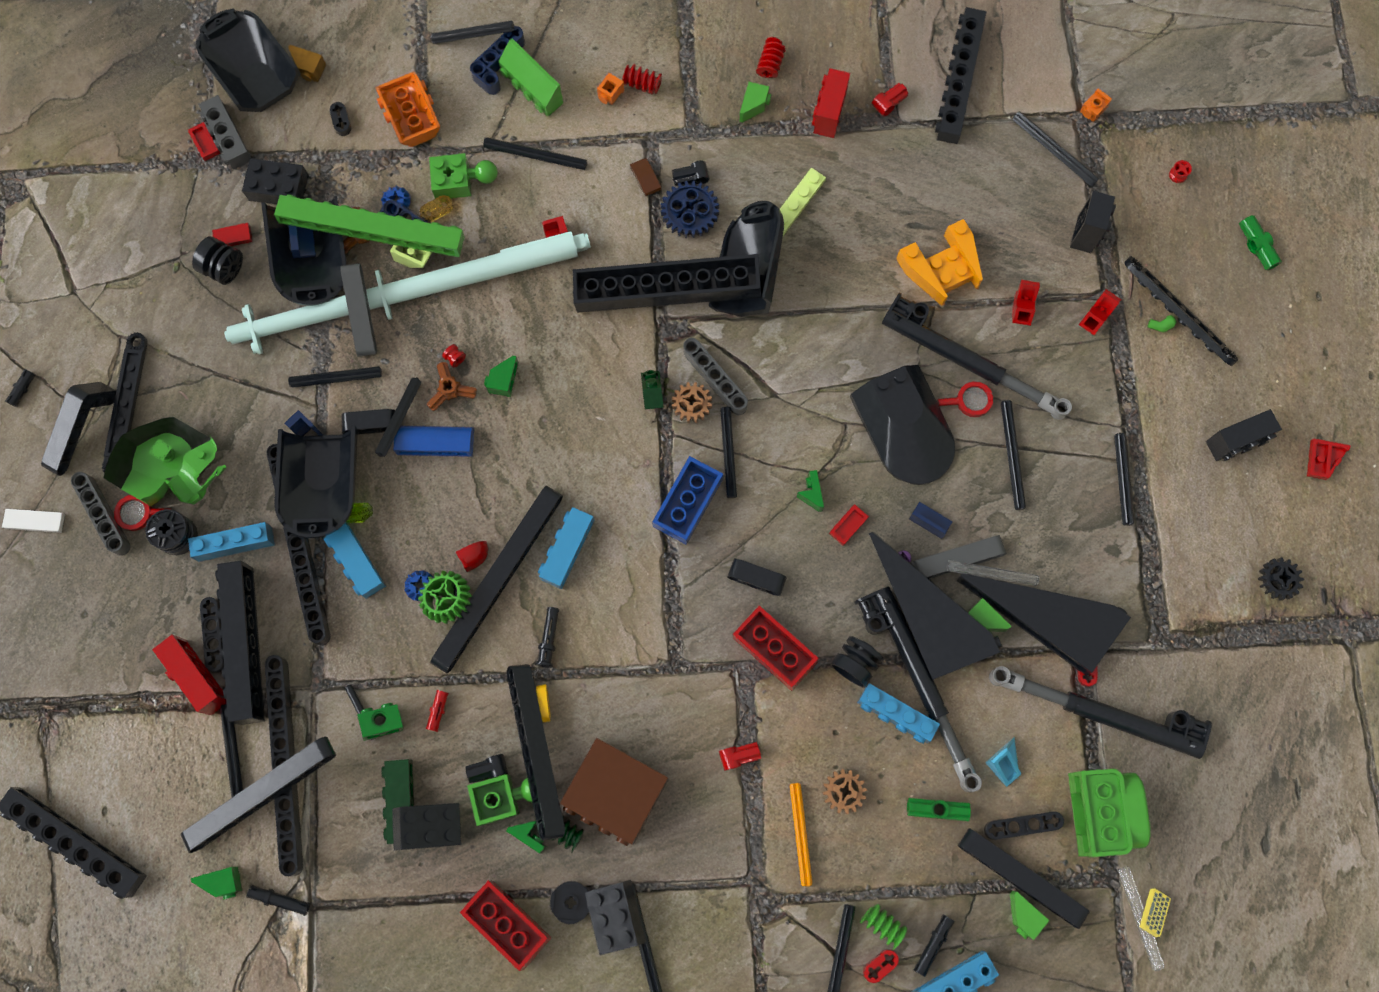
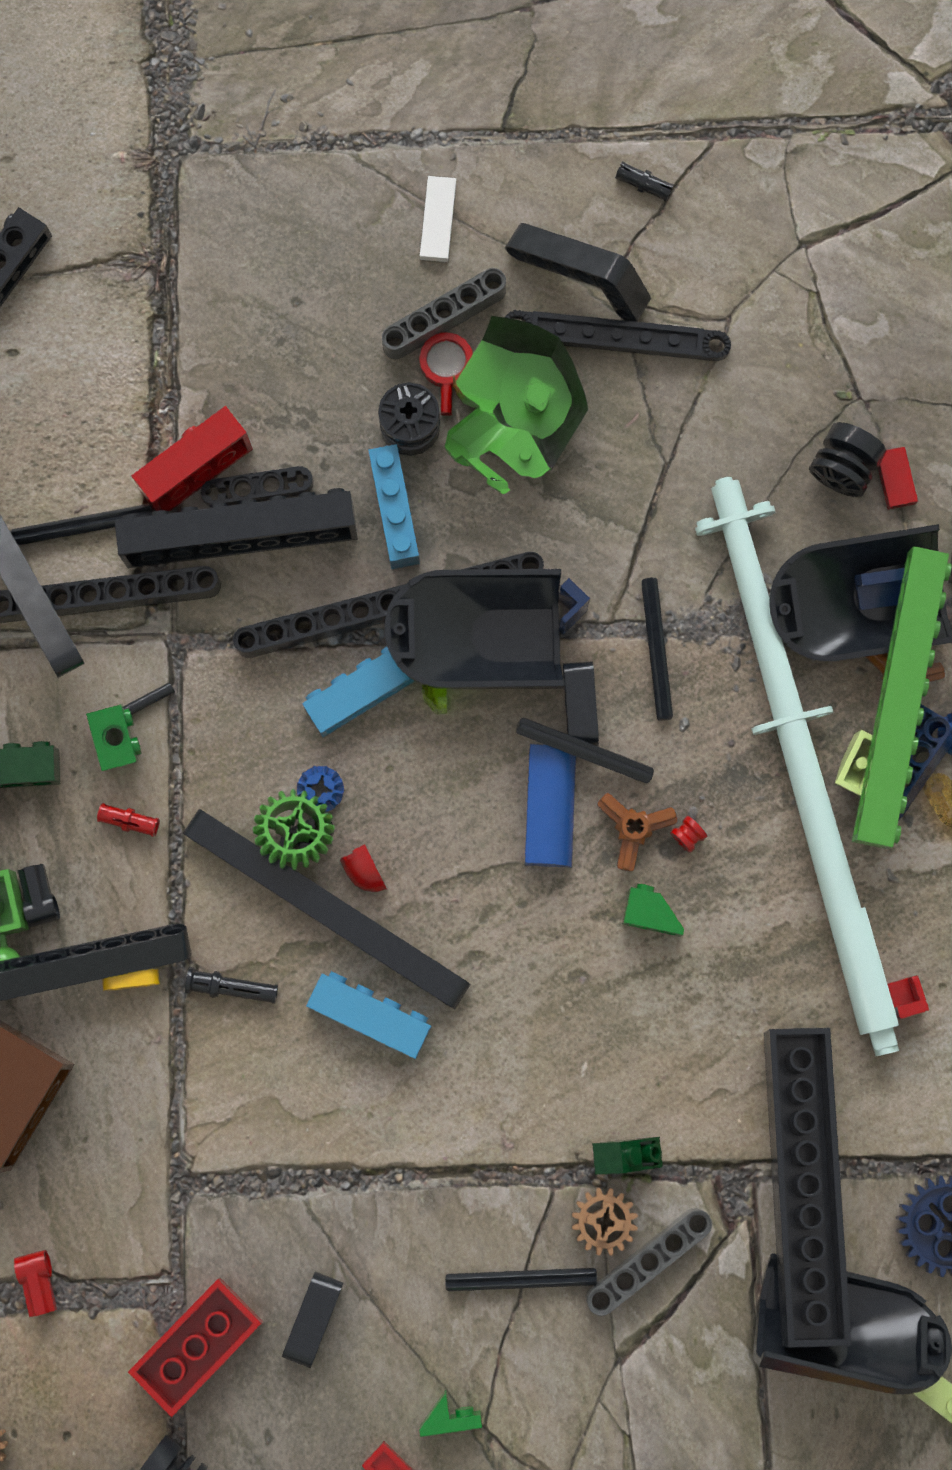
camera: 90 degrees right, 5 degrees up
(358, 309) = (761, 683): dark grey beam -> none
(687, 500) = (438, 1212): blue brick -> none

